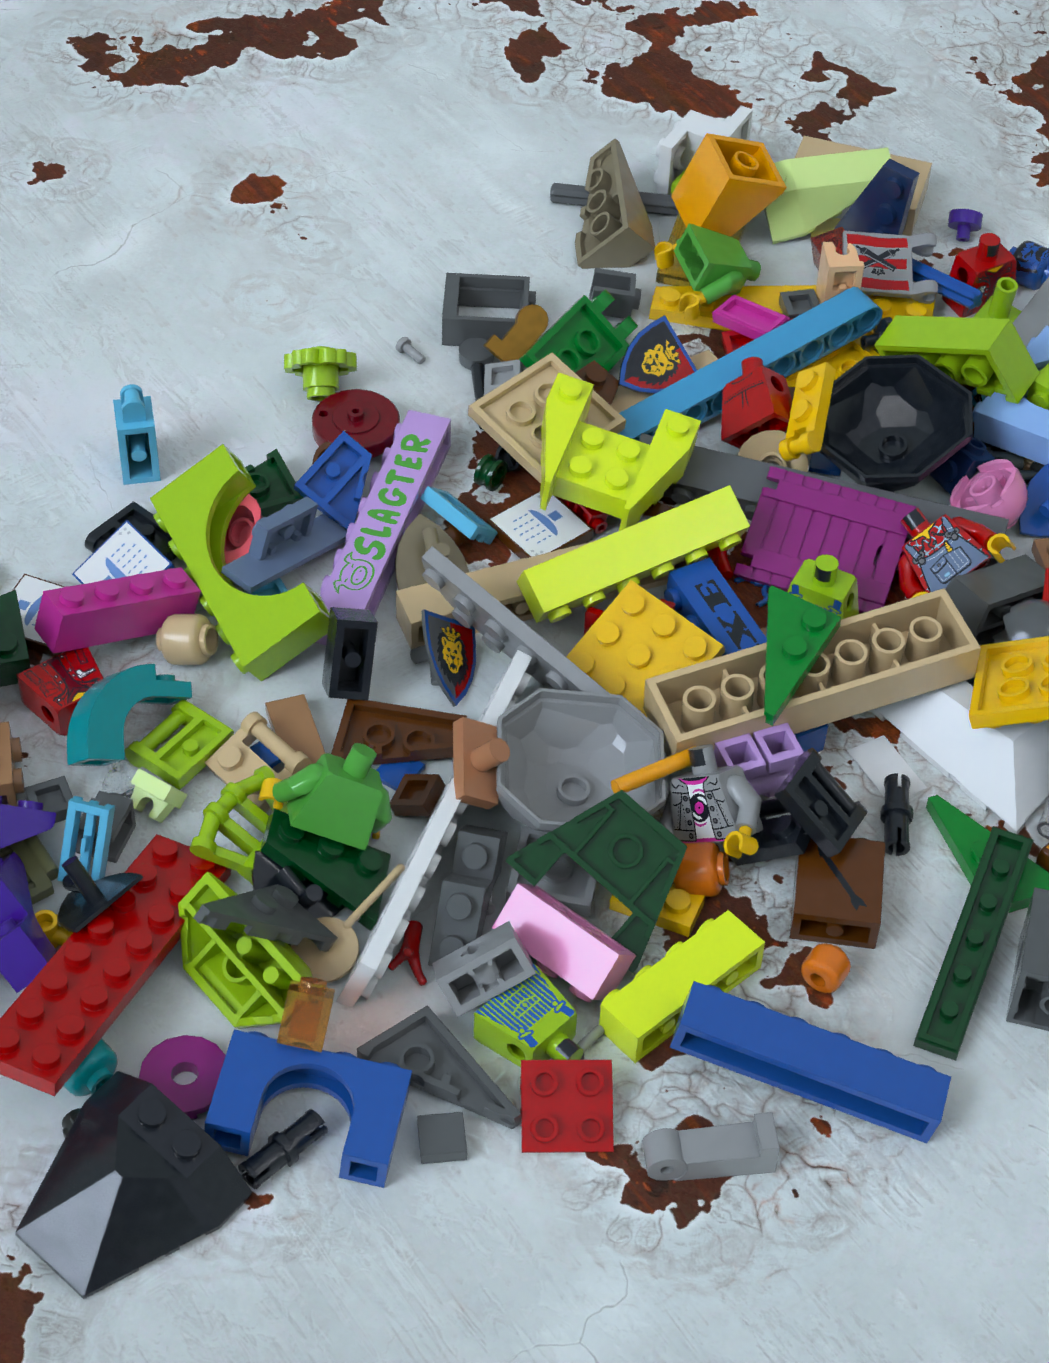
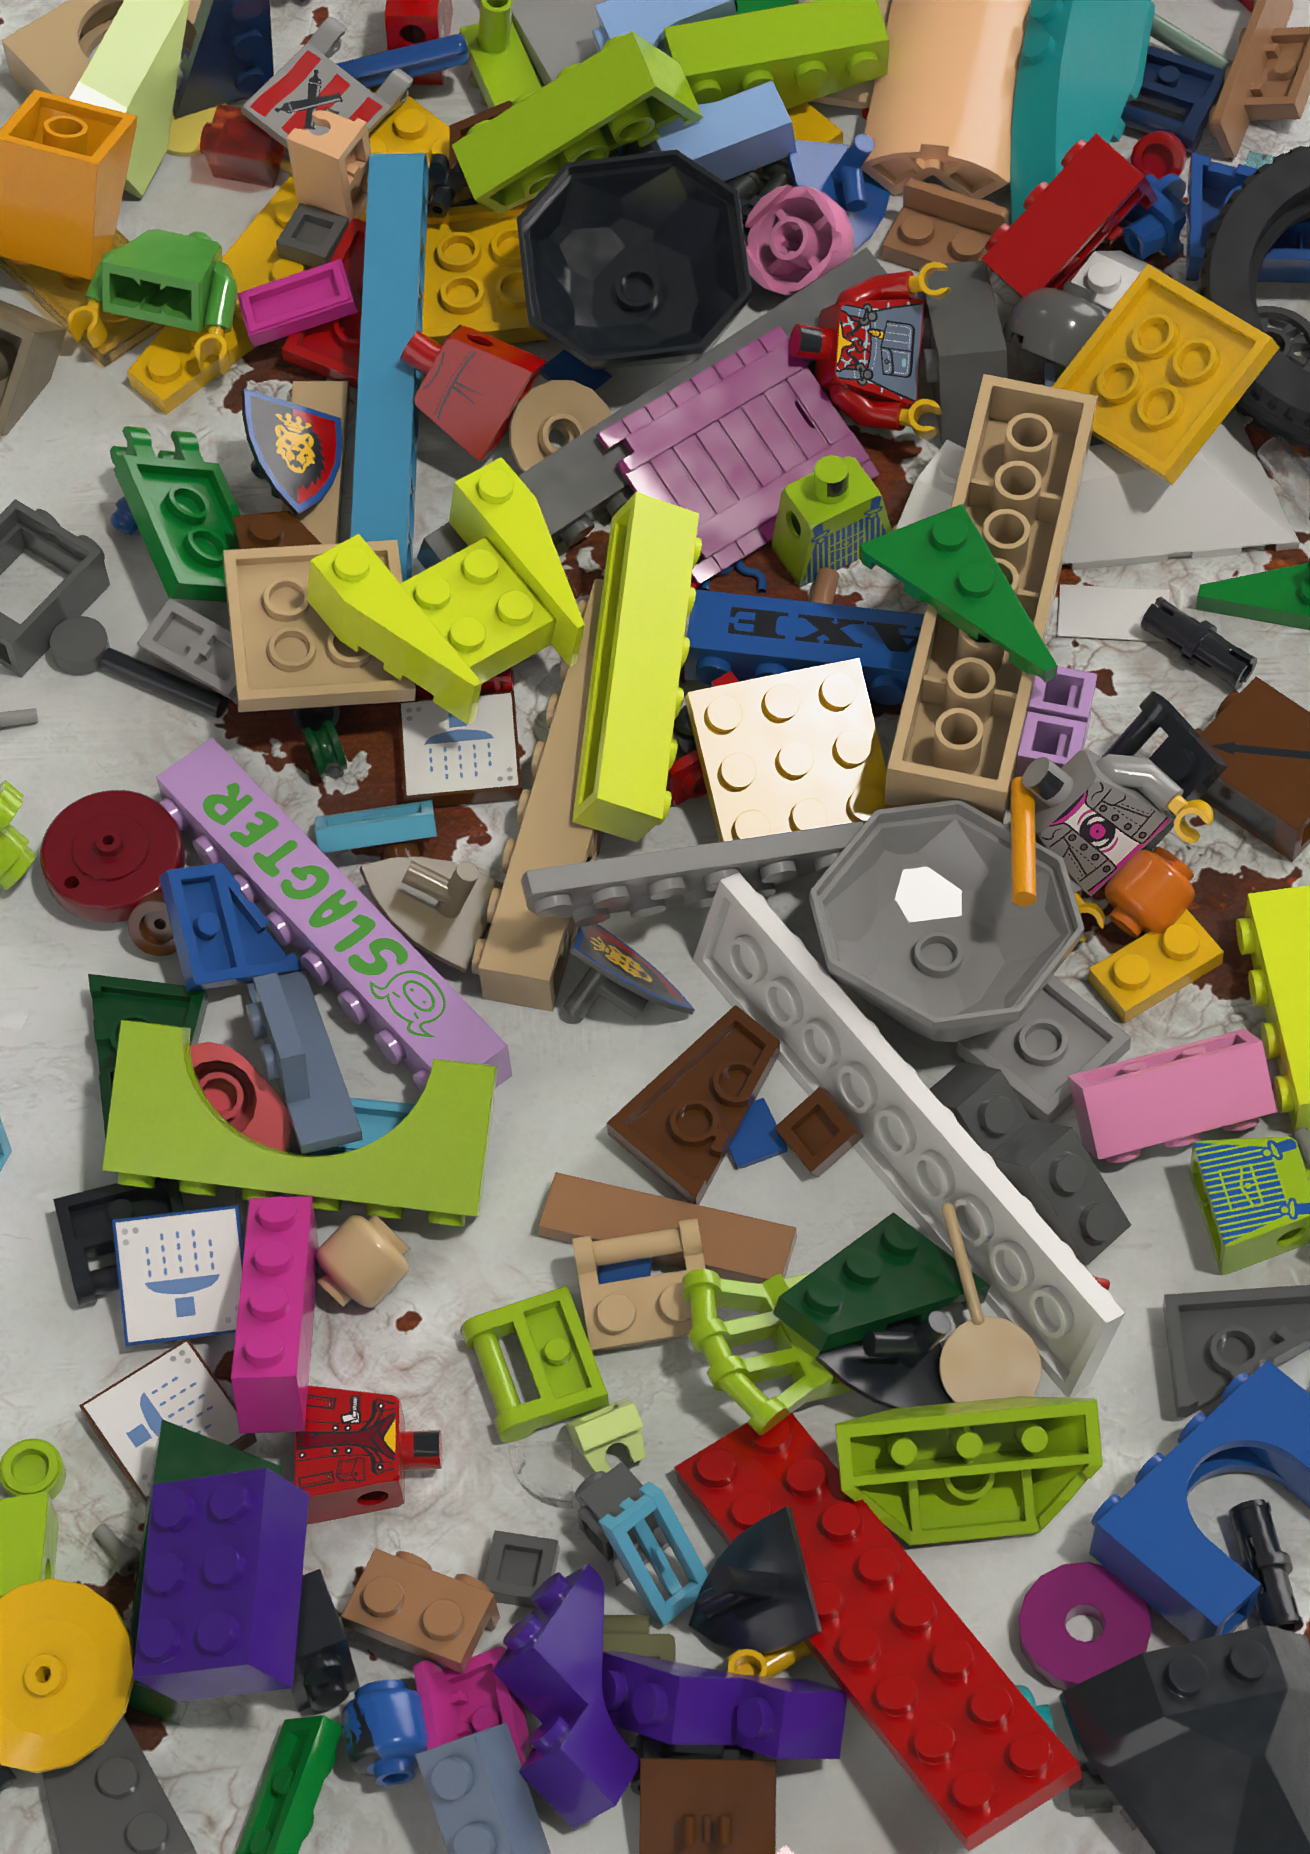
camera: 50 degrees left, 10 degrees up
(99, 717) = (449, 1415): teal arch -> none
(269, 914) = (948, 1392): dark grey wing -> none
(306, 1014) = (1134, 1428): clear orange brick -> none
(335, 797) = (824, 1220): bright green torso -> none
(349, 653) = (560, 1076): black brick -> none
(475, 762) = (879, 1022): nougat tile -> none
(483, 969) = (1168, 1199): light grey brick -> none
(528, 327) = (121, 572): pearl gold leg -> none
(620, 850) = (1115, 949): dark green wing -> none
(621, 287) = (98, 425): dark grey window -> none
(808, 412) = (554, 336): yellow plate -> none
(820, 804) = (1186, 702): black plate -> none

